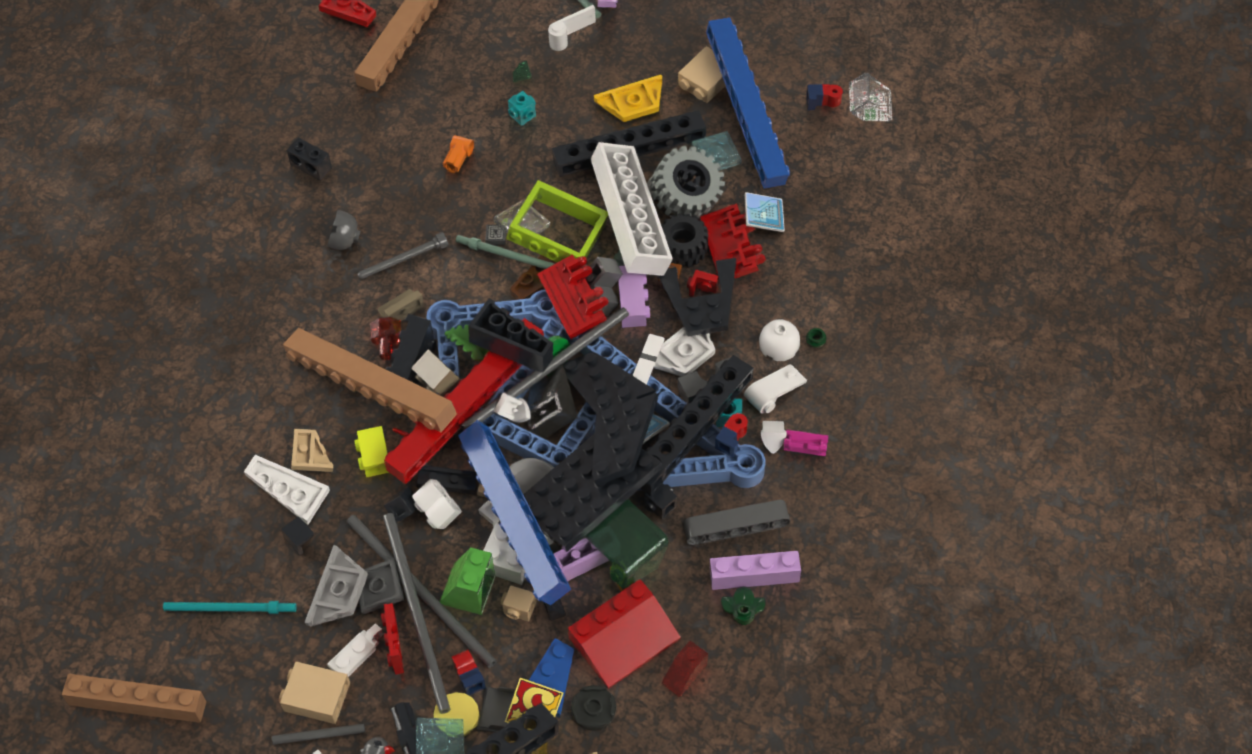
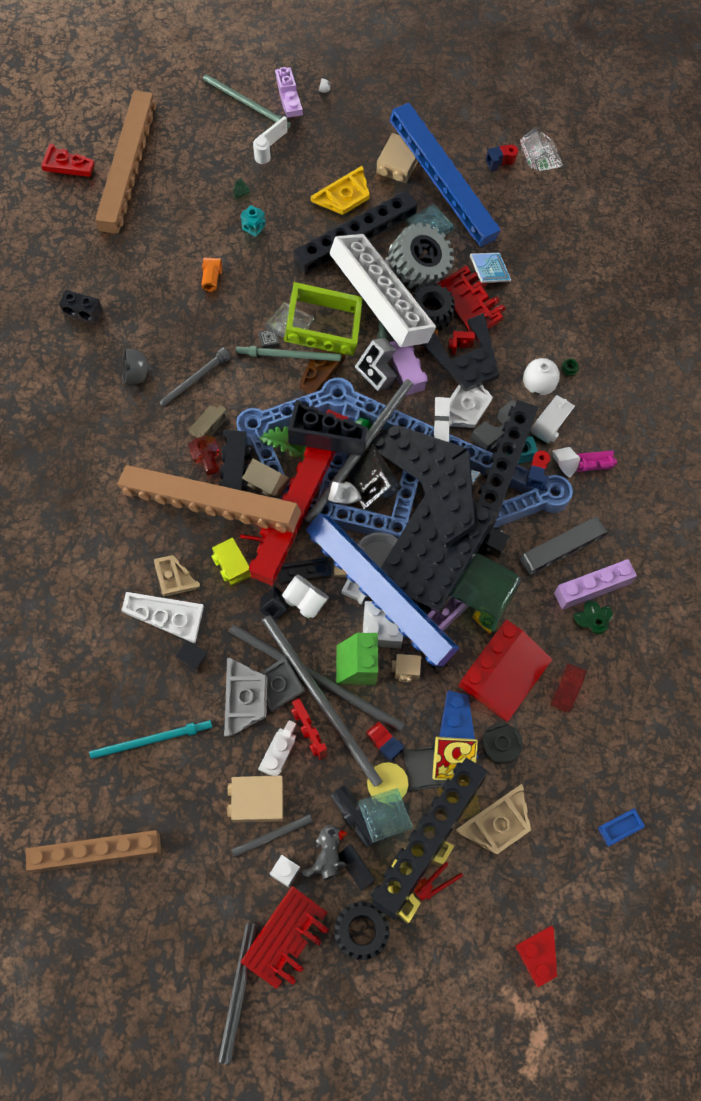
camera: 20 degrees left, 10 degrees up
(572, 297) = (360, 381): red hinge -> none

